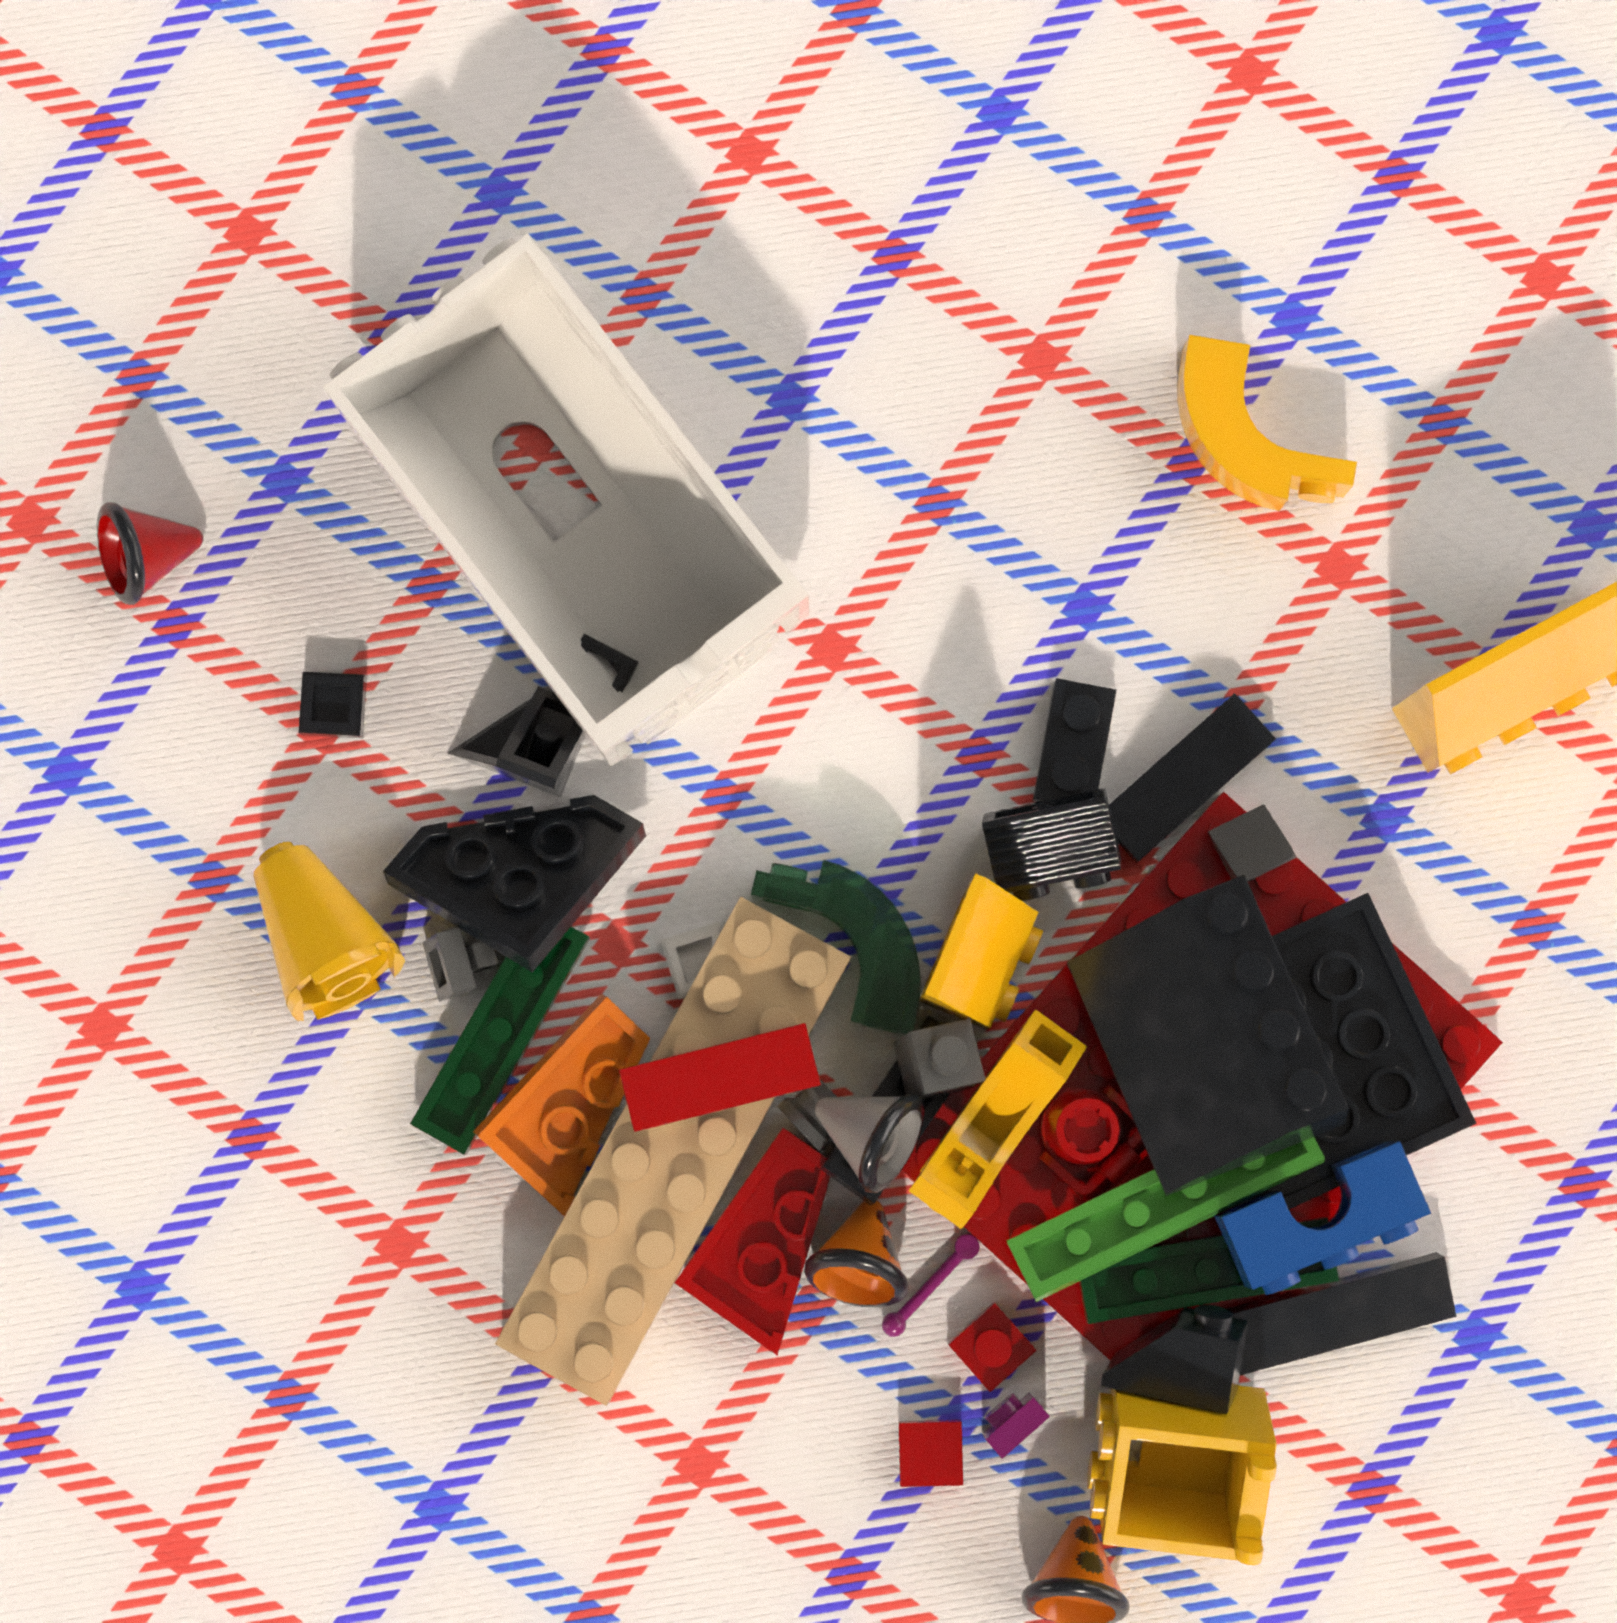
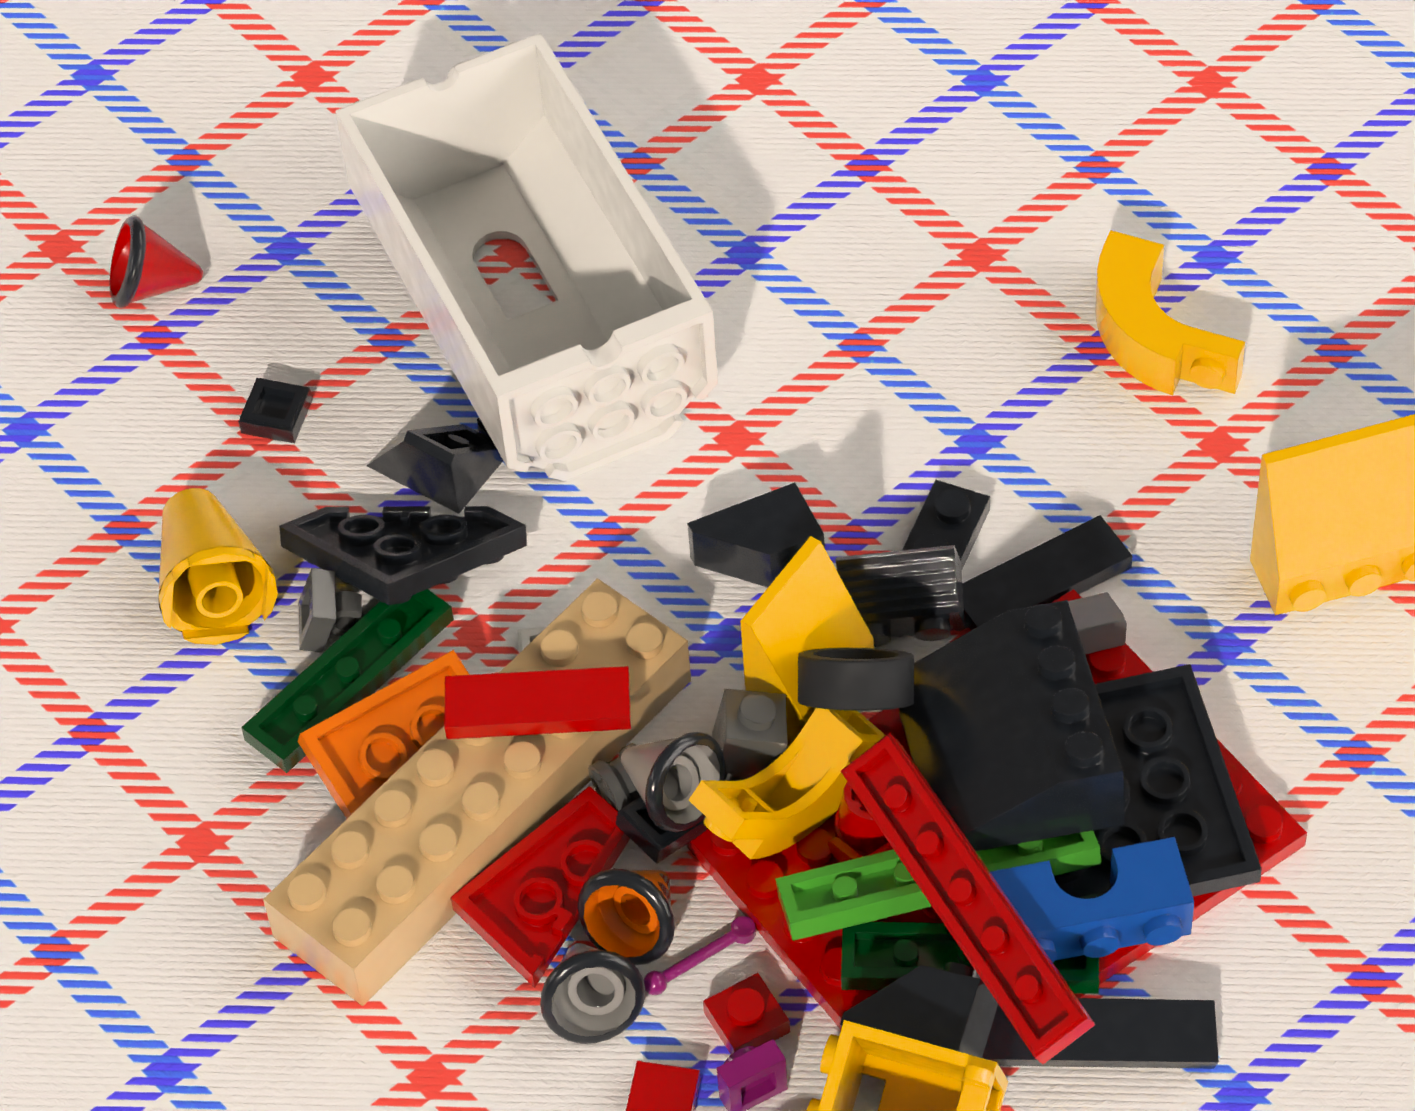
camera: 15 degrees right, 30 degrees down
(835, 1356) = (592, 995): none -> light grey hat
(883, 943) = (713, 634): clear green arch -> none
(896, 791) = (754, 536): none -> black slope
(1052, 1034) = (855, 678): none -> black tyre
(1207, 1252) = (968, 899): none -> red tile

